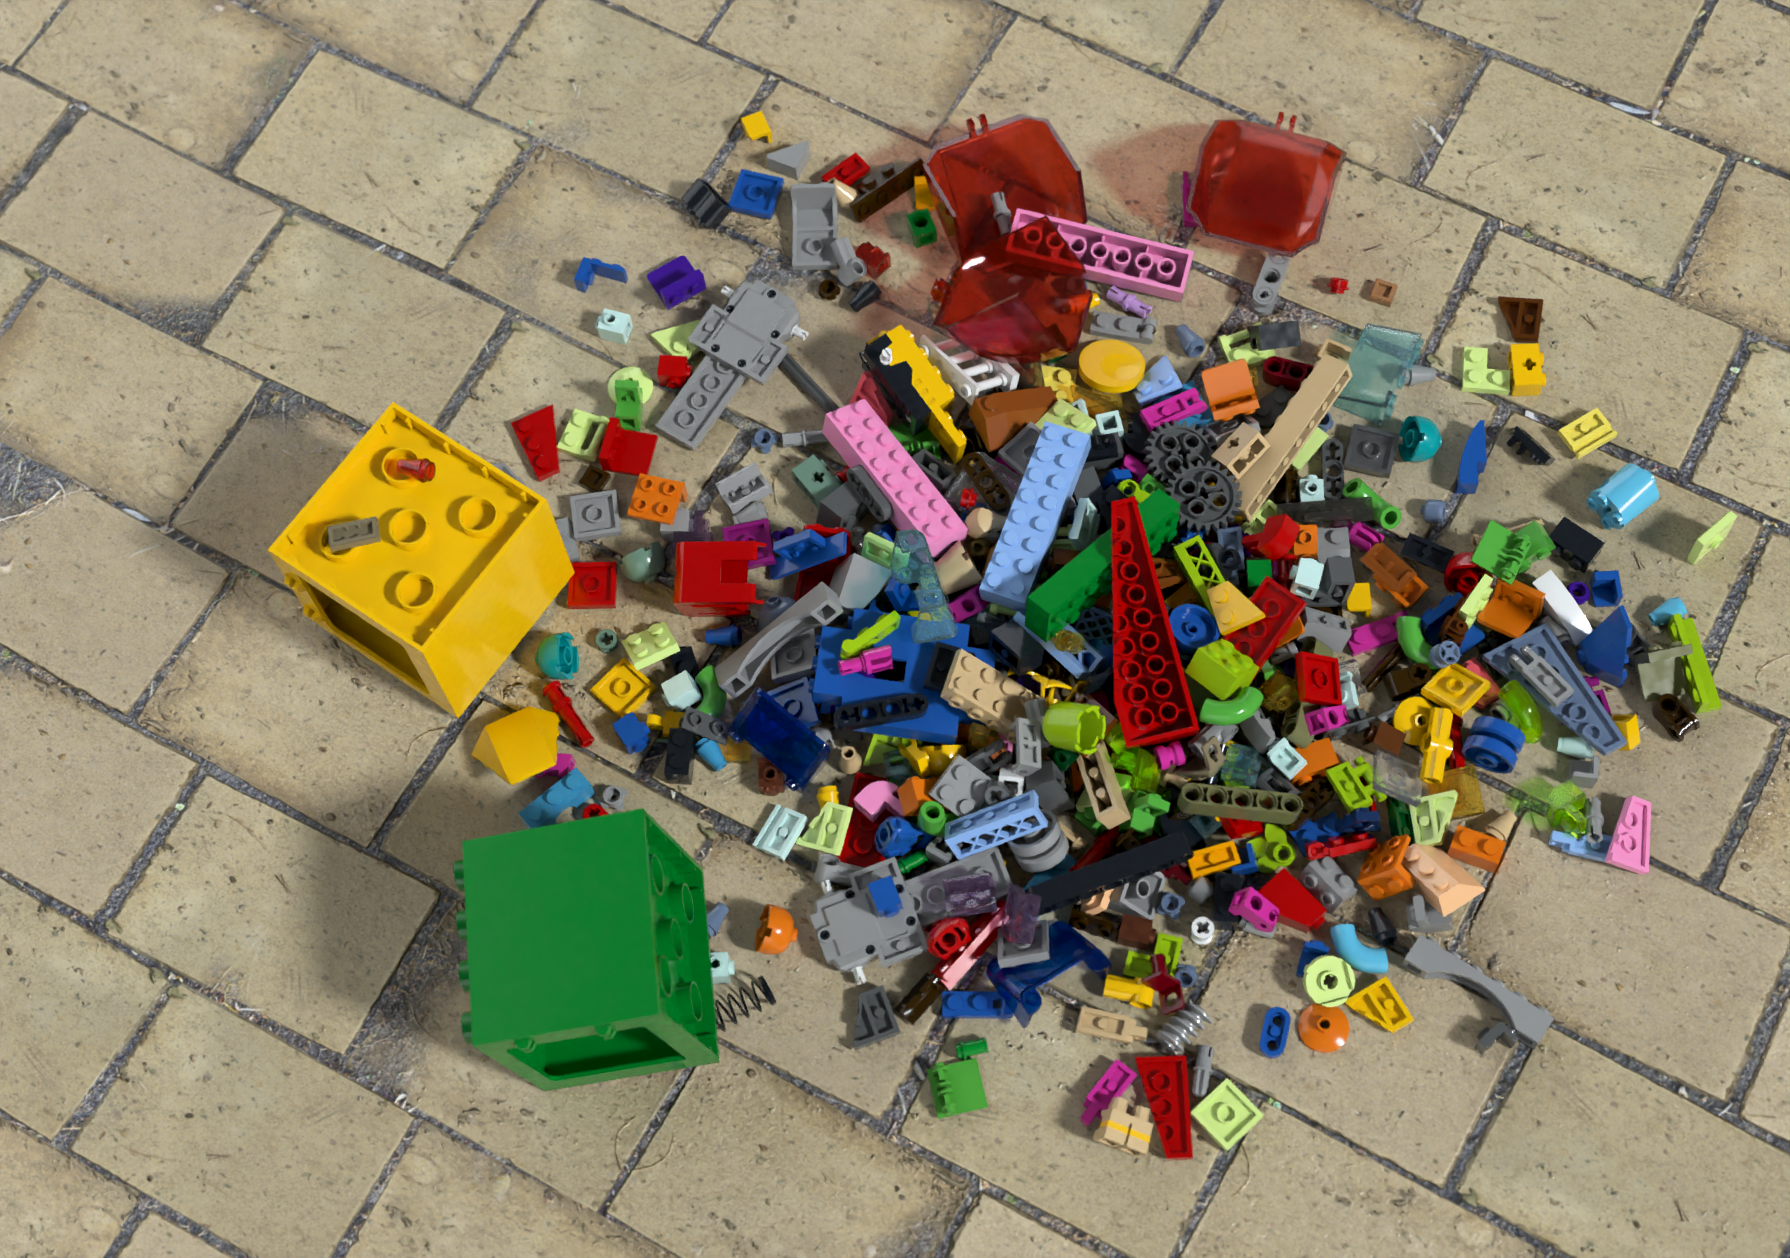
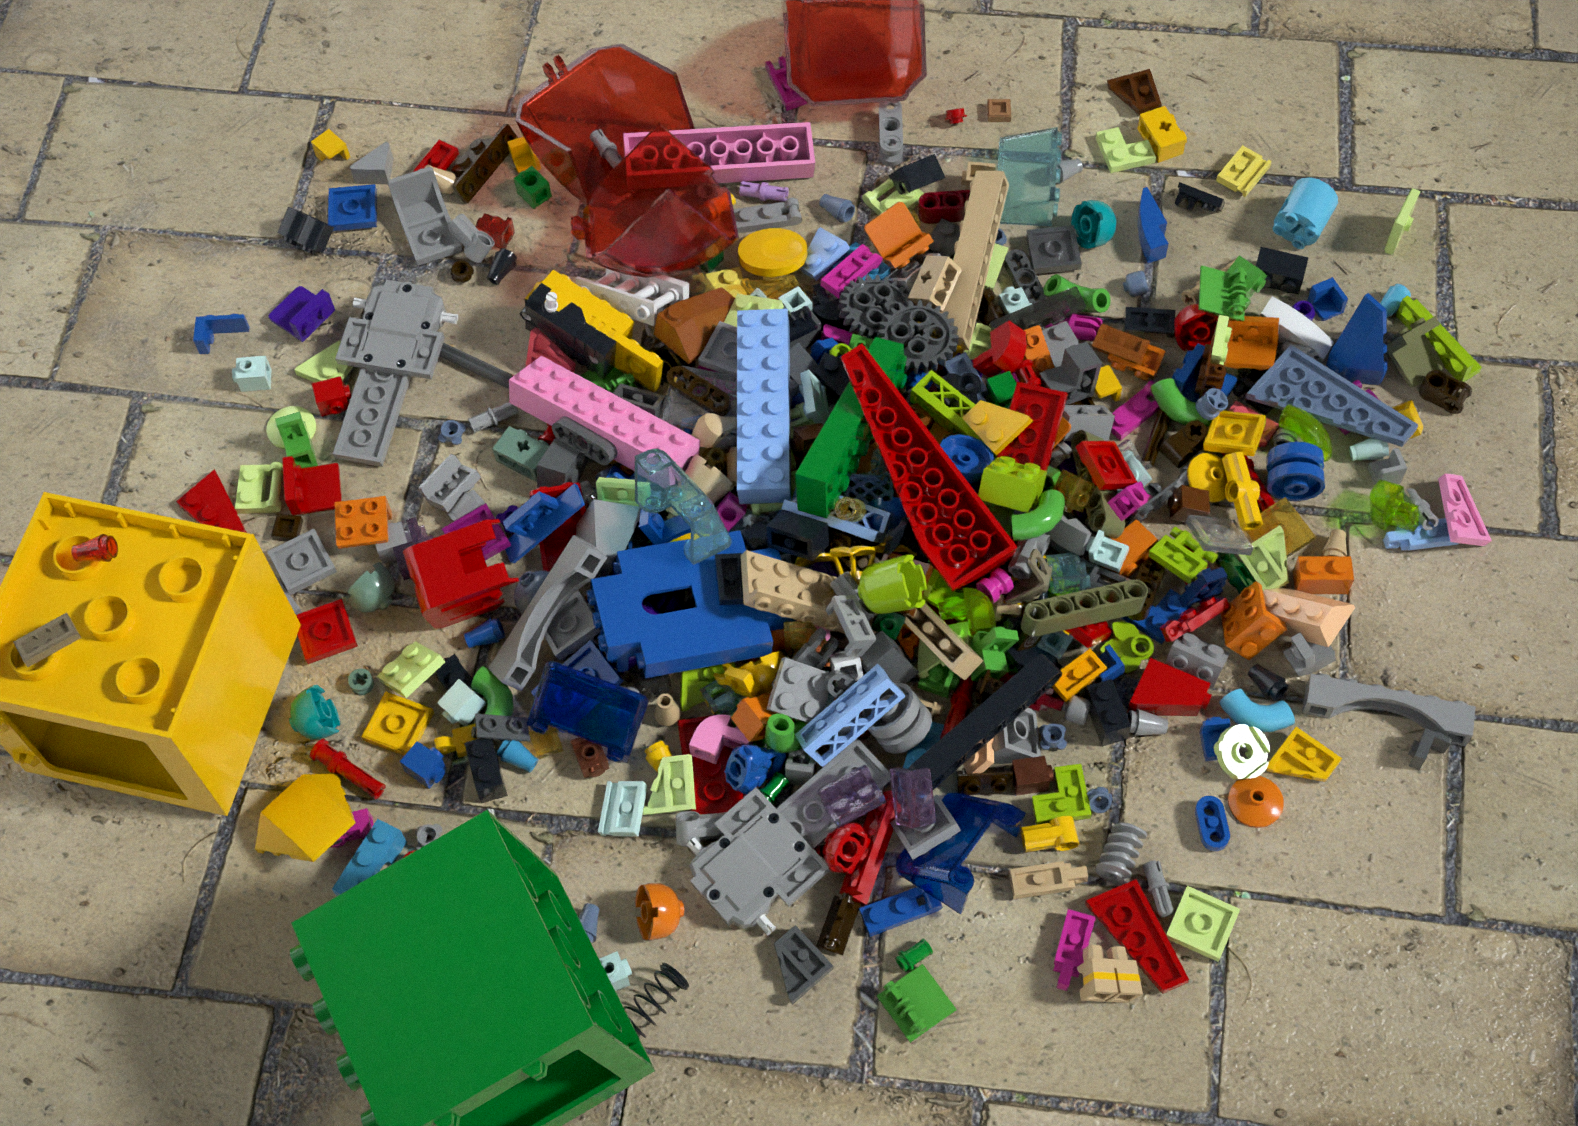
camera: 25 degrees left, 5 degrees down
(868, 661) = (653, 597): dark pink arm -> none
(870, 636) = (644, 573): lime plate -> none
(879, 708) = (684, 639): black beam -> none
(885, 897) = (765, 830): blue brick -> none
(968, 498) = (687, 412): red plate -> none
(1164, 984) = (1084, 815): dark red bracket -> none
(1202, 923) = (1096, 741): white bush -> none
(1255, 909) = (1143, 706): dark pink leg -> none
(1306, 577) = (1052, 372): light aqua brick -> none
(1542, 677) = (1312, 391): light grey hinge -> none

